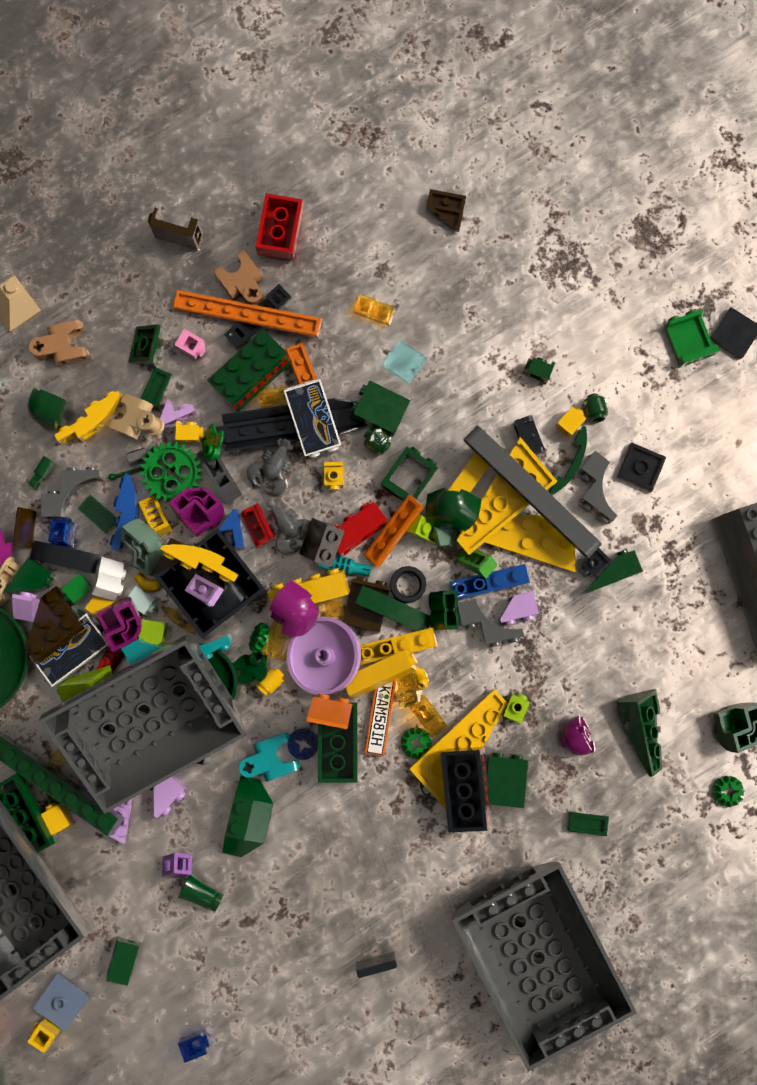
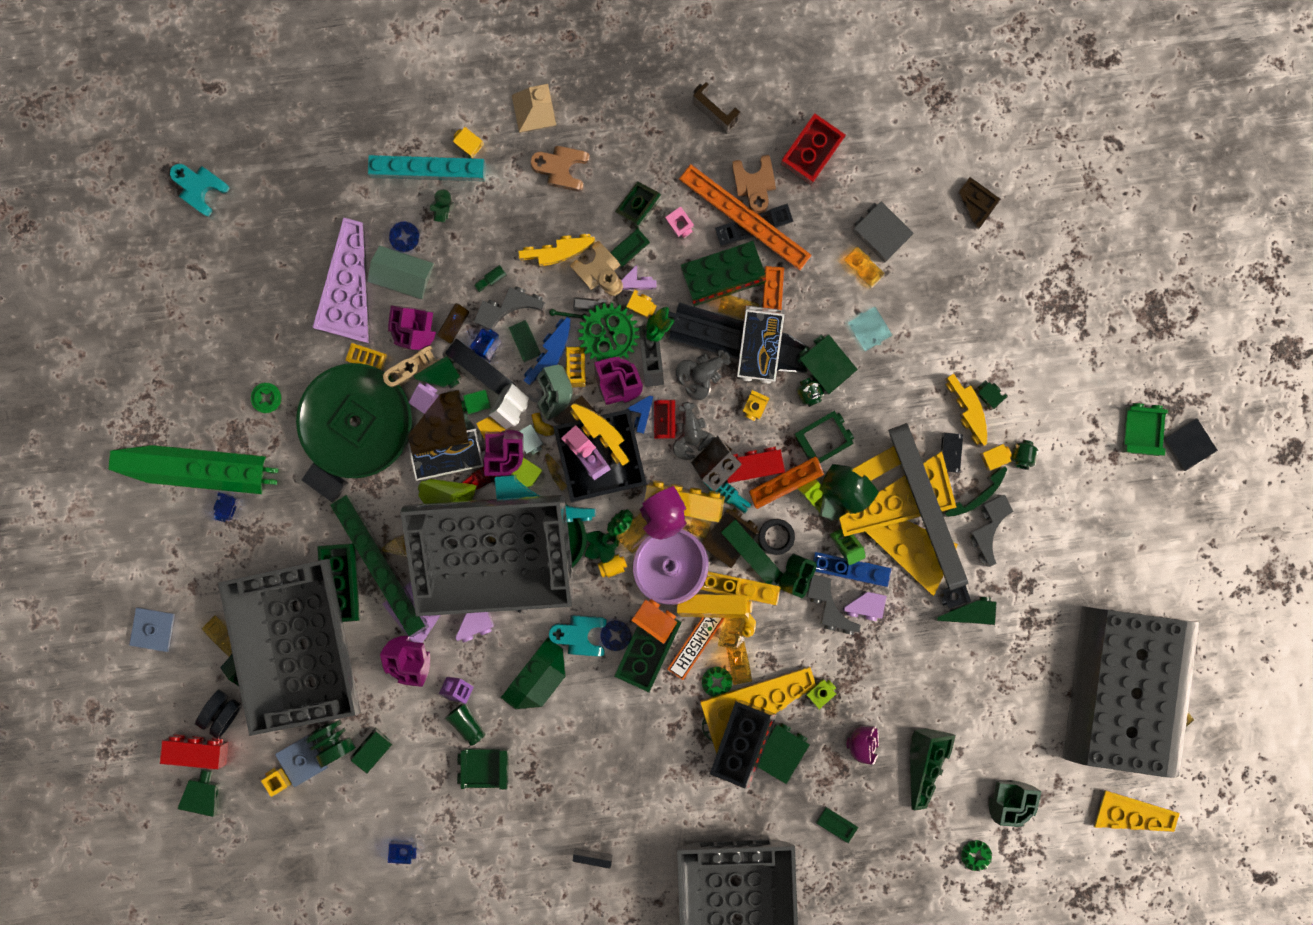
camera: 25 degrees right, 5 degrees up
(47, 409) = (522, 224): dark green brick -> none
(56, 818) = (368, 598): yellow brick -> none
(78, 973) = (329, 743): none -> dark green wheel
(117, 860) = (406, 661): none -> magenta brick
(183, 579) = (578, 442): none -> bright pink brick
(236, 927) = (483, 768): none -> dark green panel
(375, 270) = (882, 231): none -> dark grey brick
(534, 395) = (973, 416): none -> yellow slope
(641, 467) = (1041, 528): black tile -> none

